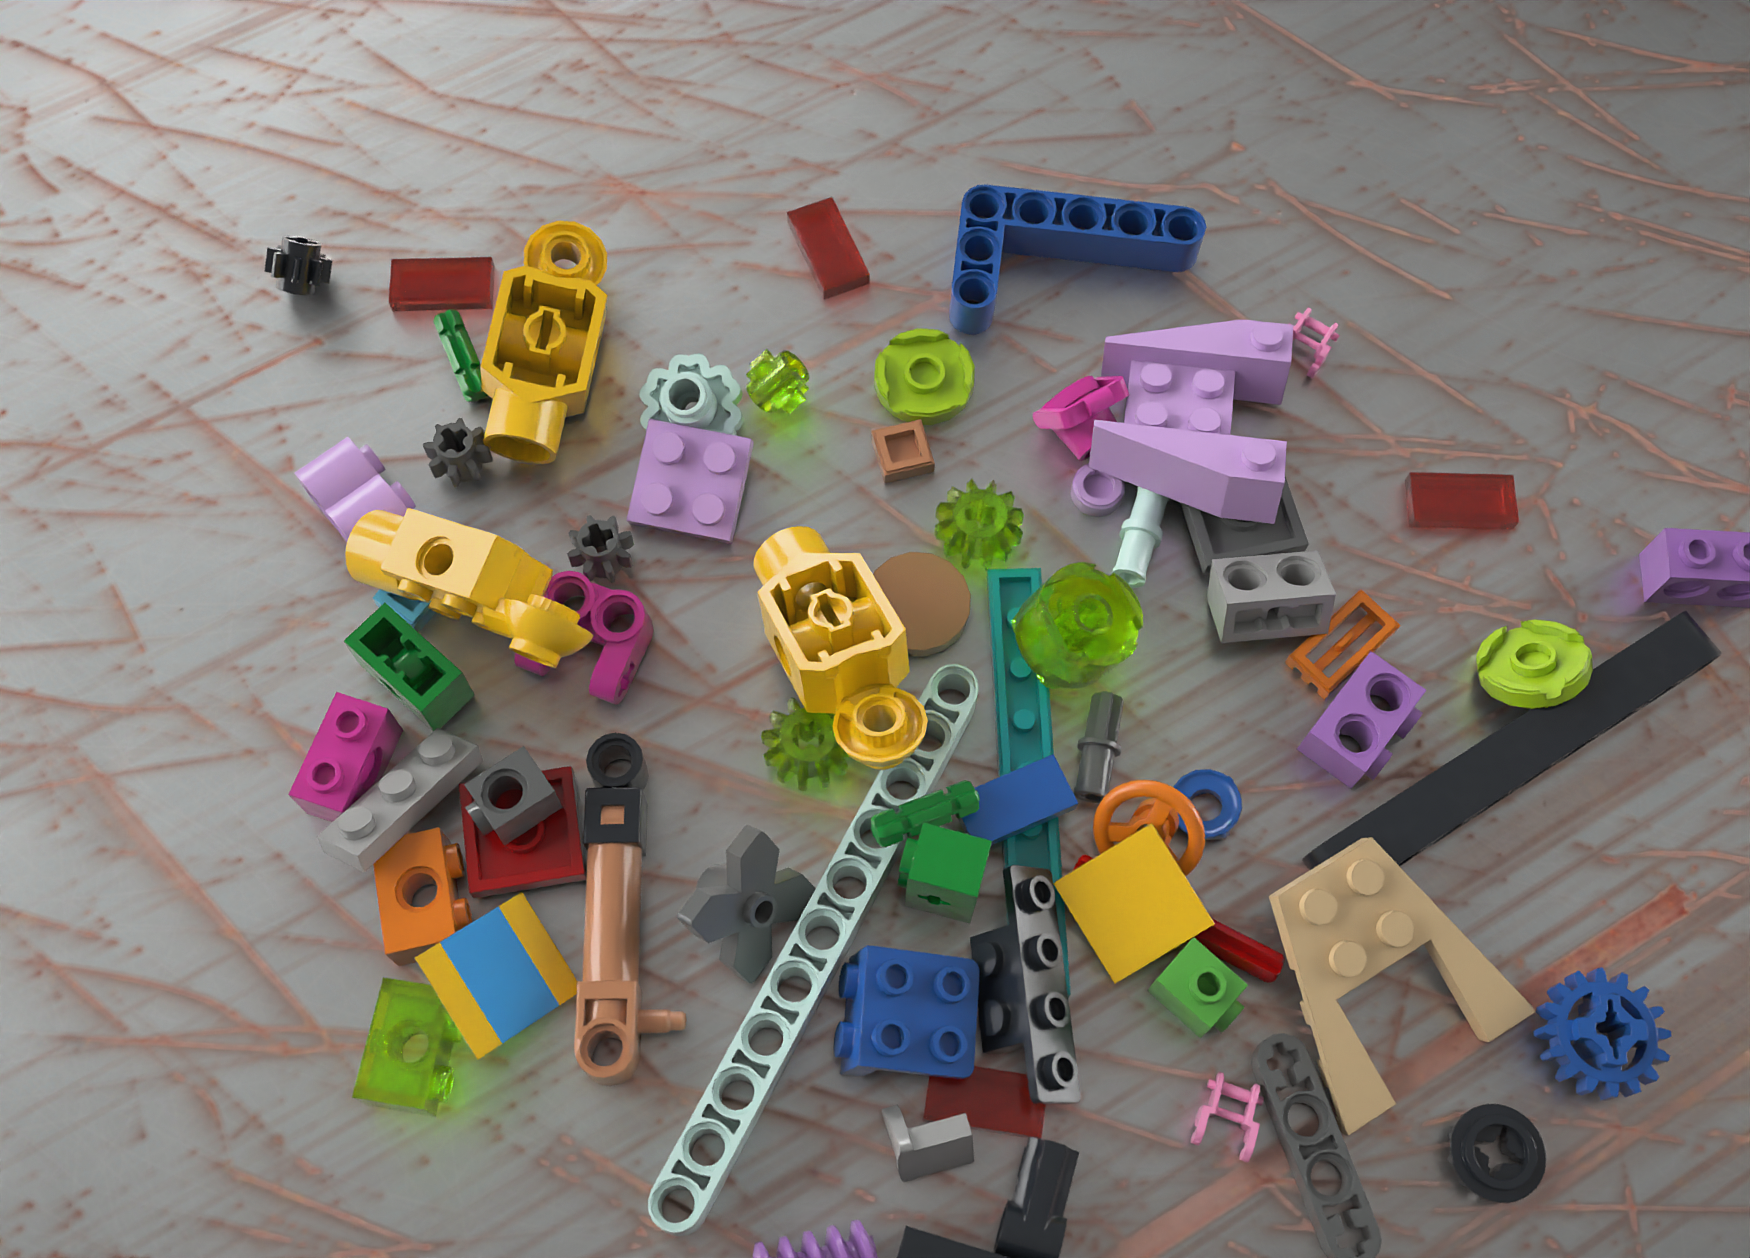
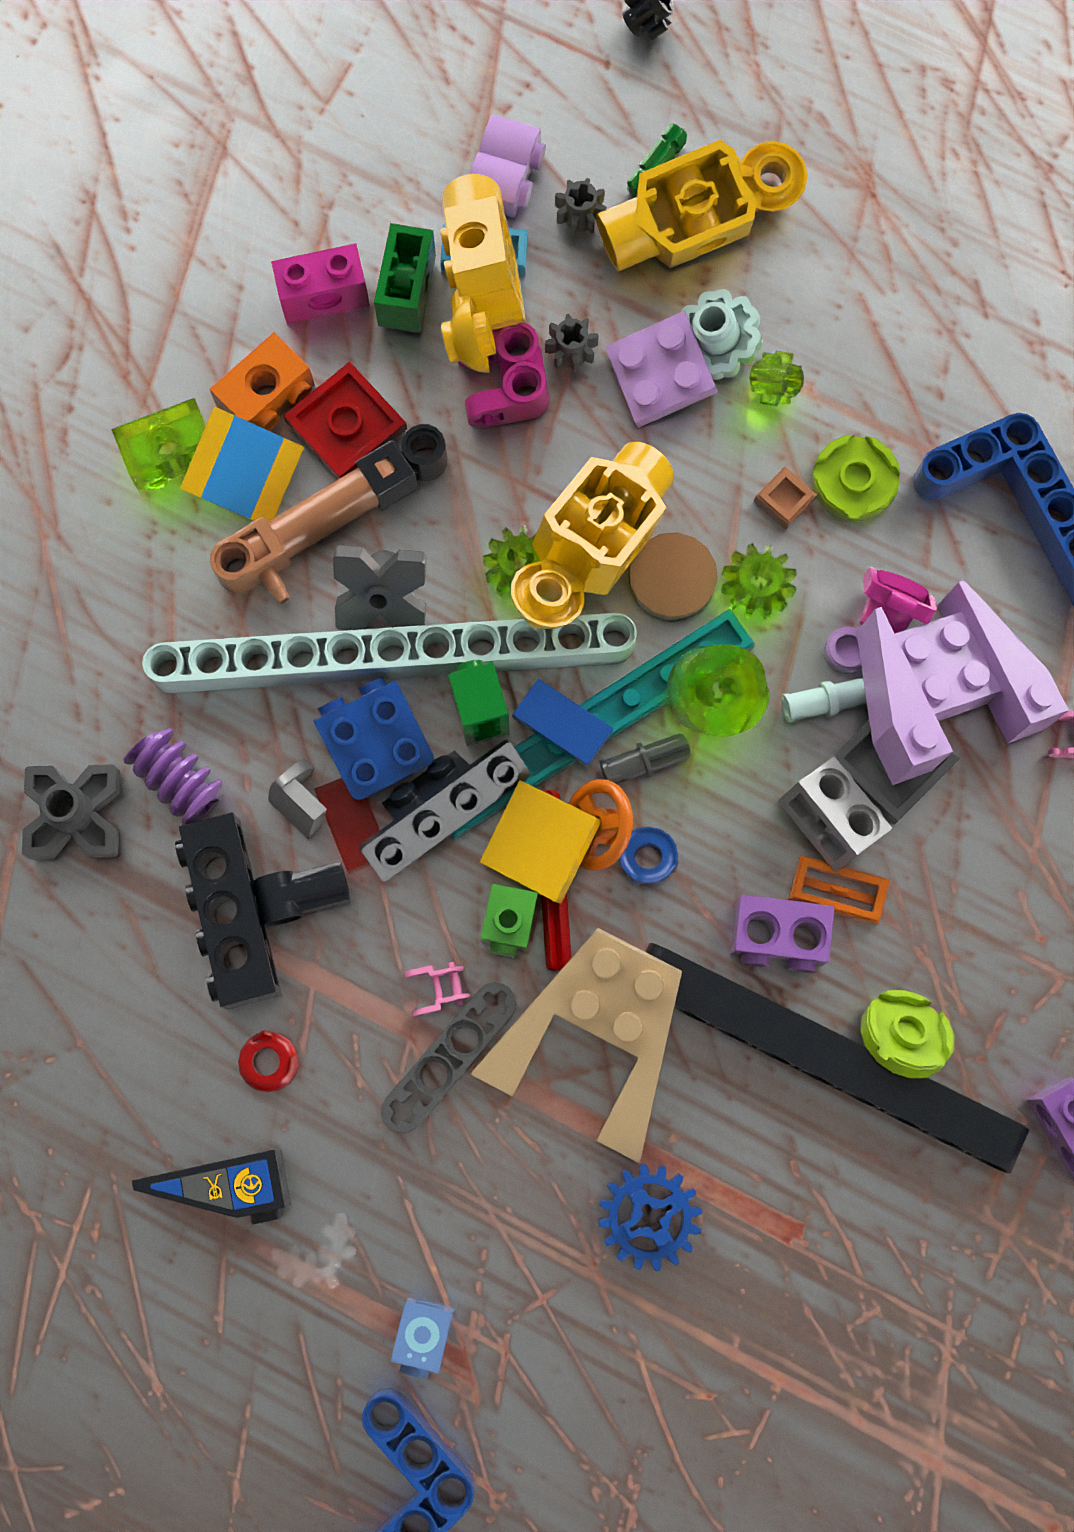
camera: 60 degrees right, 10 degrees up
(400, 799) = (315, 332): light grey plate -> none
(441, 283) = (703, 109): clear red tile -> none
(513, 772) = (364, 413): dark grey brick -> none
(828, 248) = (915, 348): clear red tile -> none
(931, 809) = (510, 664): green axle -> none
(1461, 500) = (1017, 919): clear red tile -> none
(1518, 1140) = (506, 1202): black gear -> none

